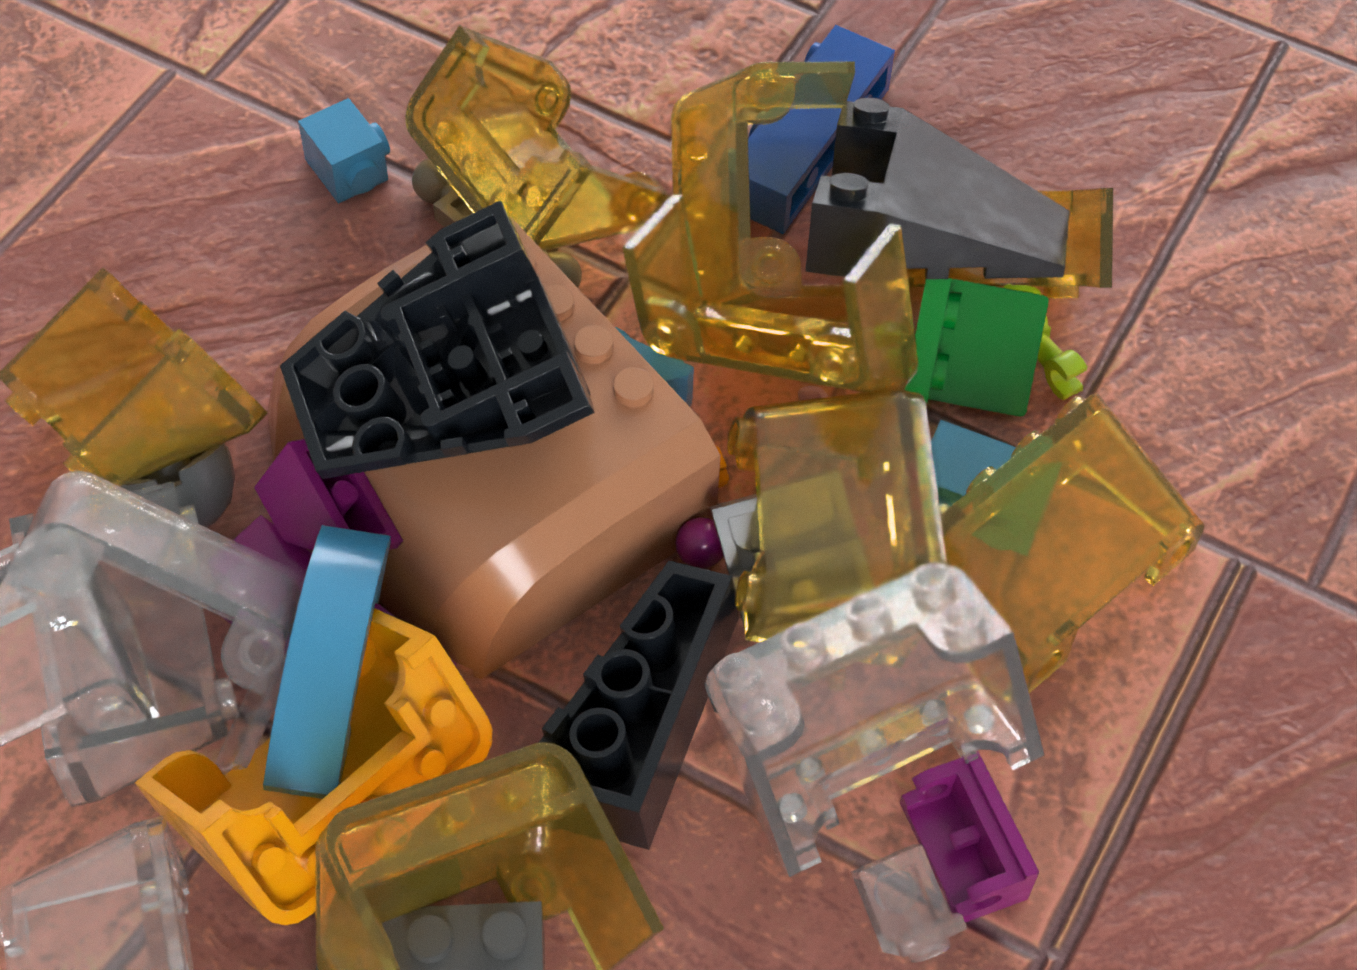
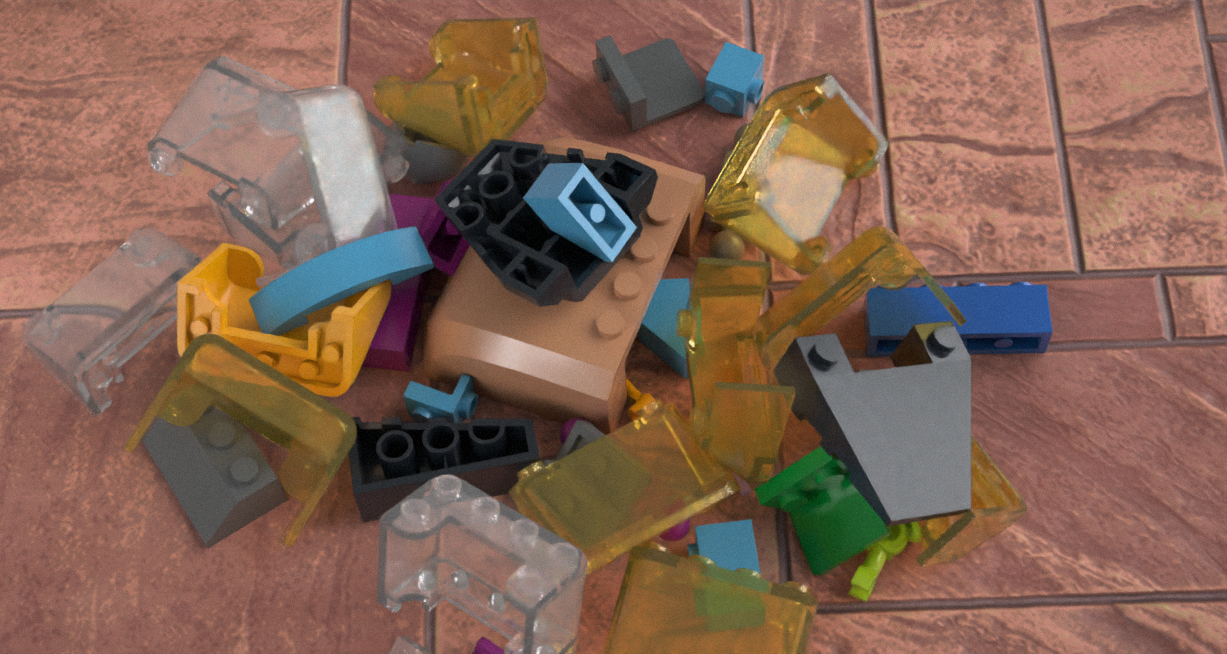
camera: 65 degrees right, 5 degrees up
(268, 232) = (647, 82): none -> dark grey bracket
(486, 302) = (580, 209): none -> dark azure slope
(551, 675) = (428, 403): none -> dark azure bracket

